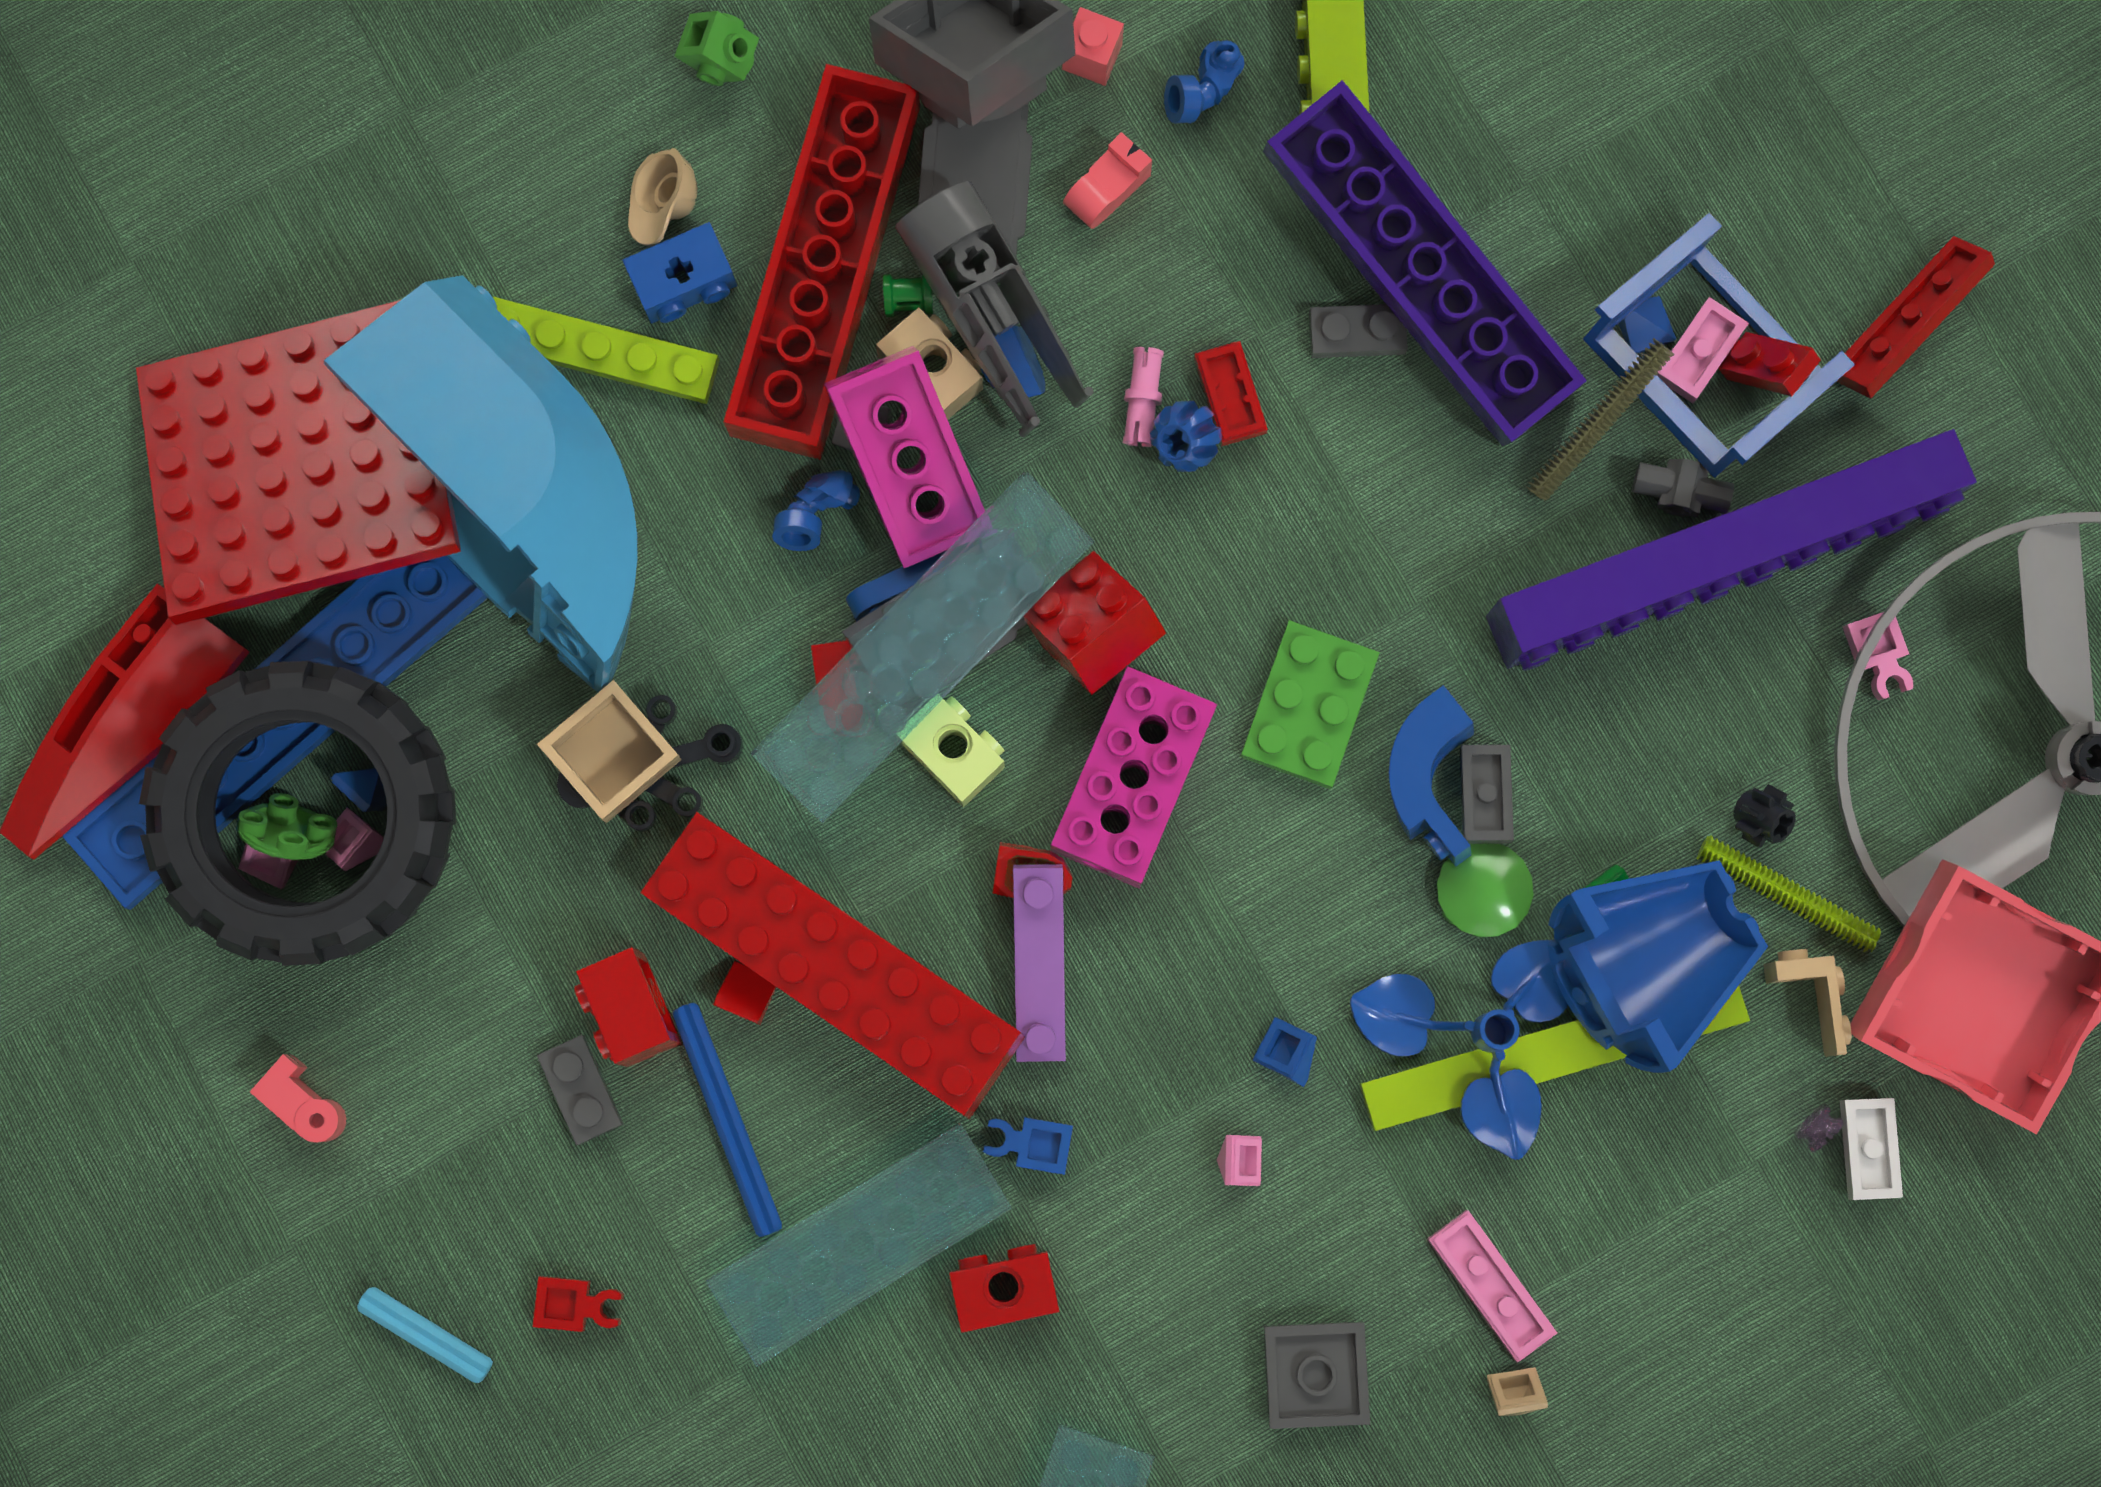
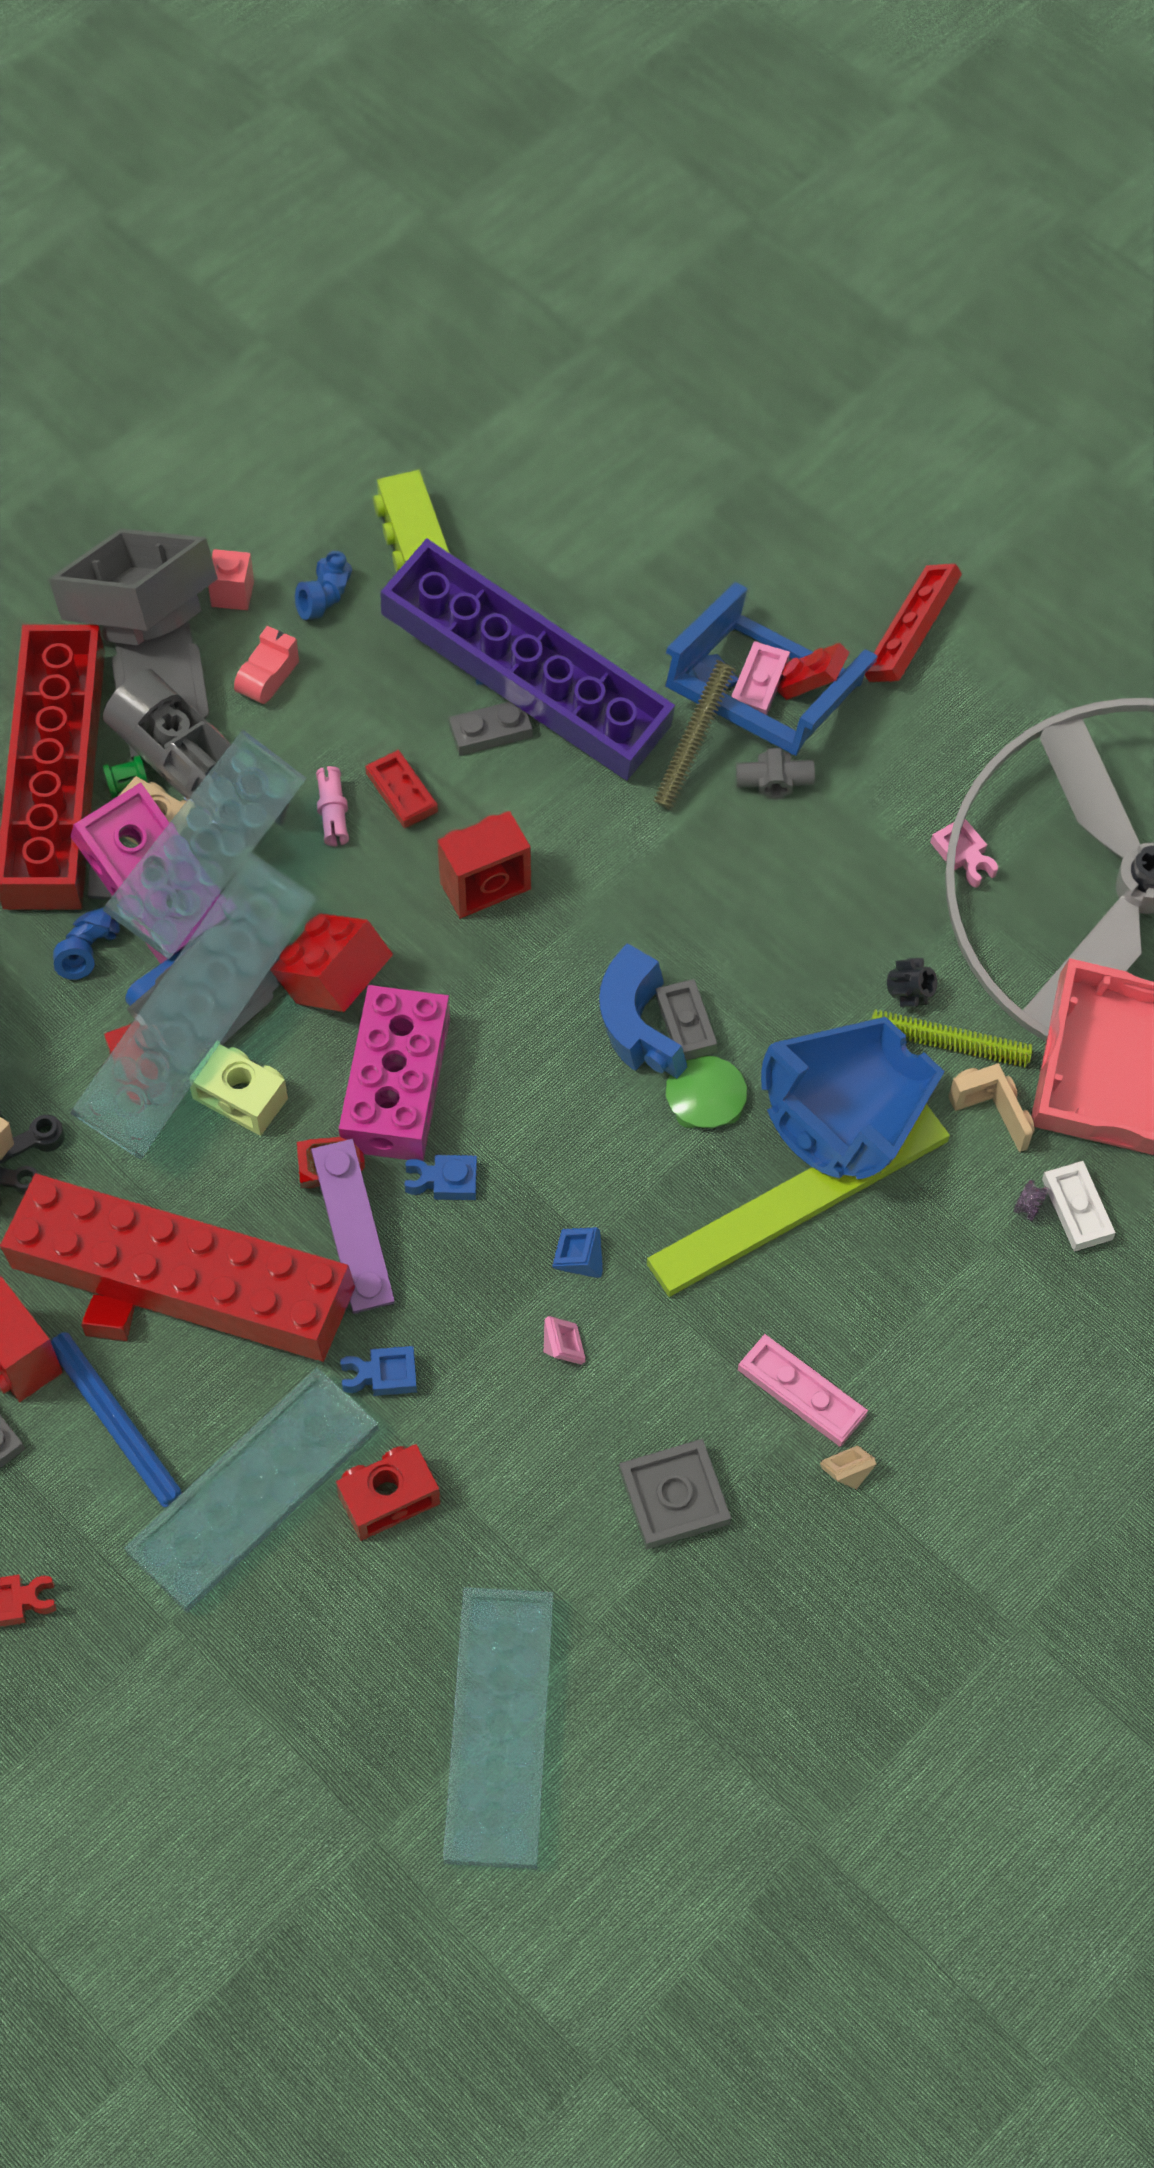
camera: 15 degrees left, 20 degrees down
(978, 445) = (204, 844): none -> clear light blue plate
(1165, 920) = (451, 1177): none -> blue plate
(1185, 436) = (360, 825): blue piece -> none
(1303, 532) = (484, 863): none -> red brick
(1310, 704) = (525, 993): bright green plate -> none
(1498, 1109) = (766, 1247): blue plant -> none
(1731, 549) = (819, 802): dark purple brick -> none

